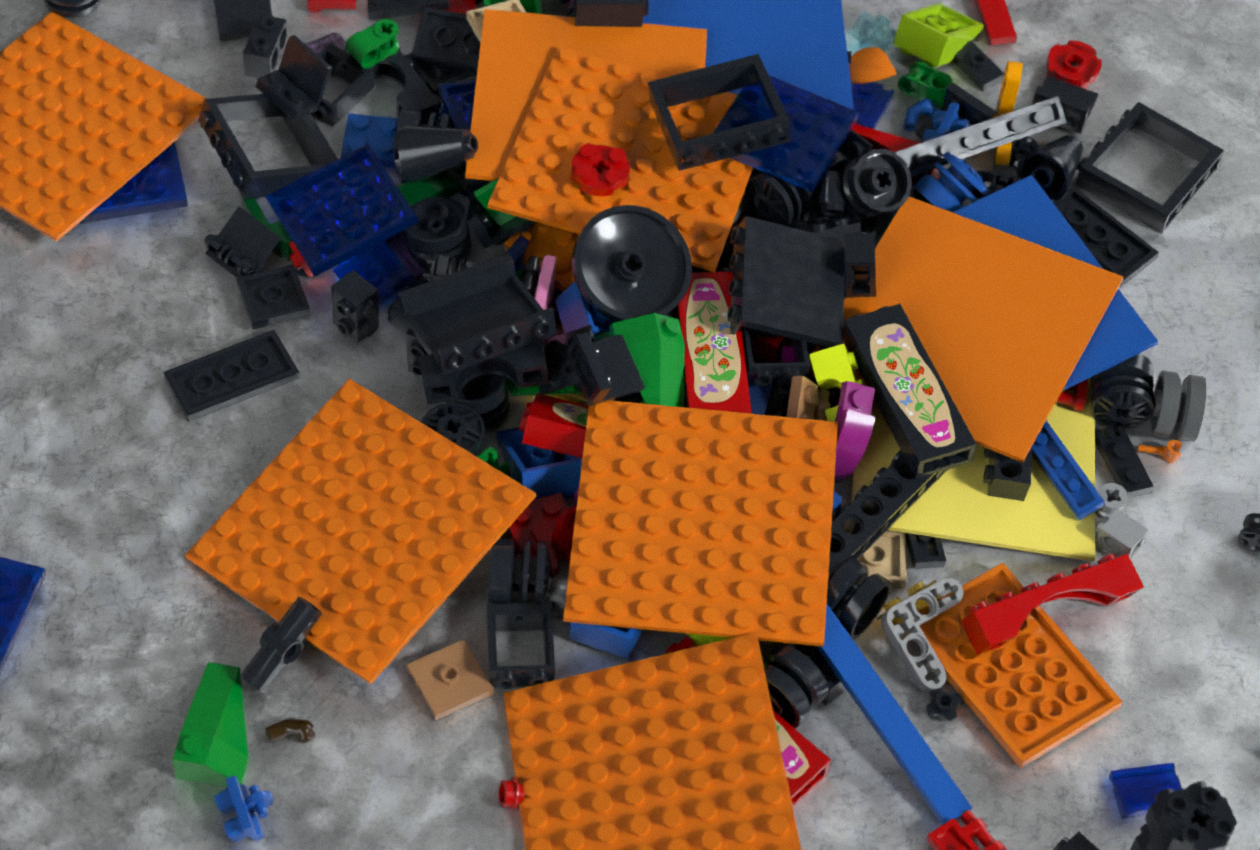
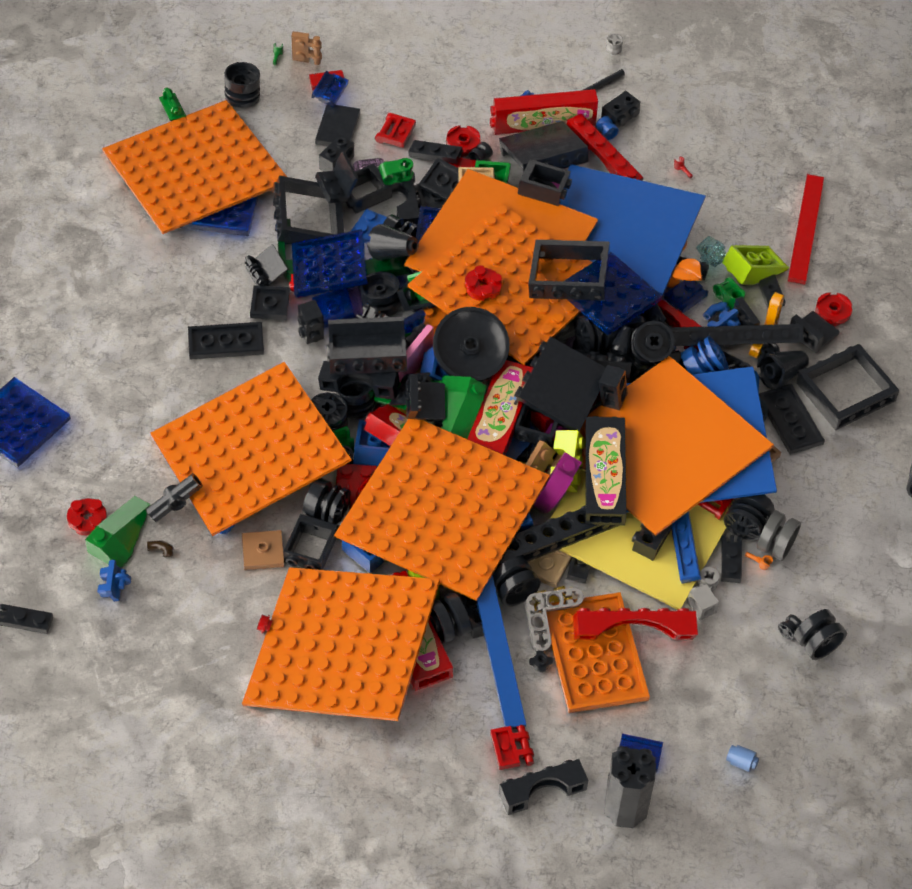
camera: 25 degrees right, 0 degrees up
(141, 705) = (82, 507): none -> red plate

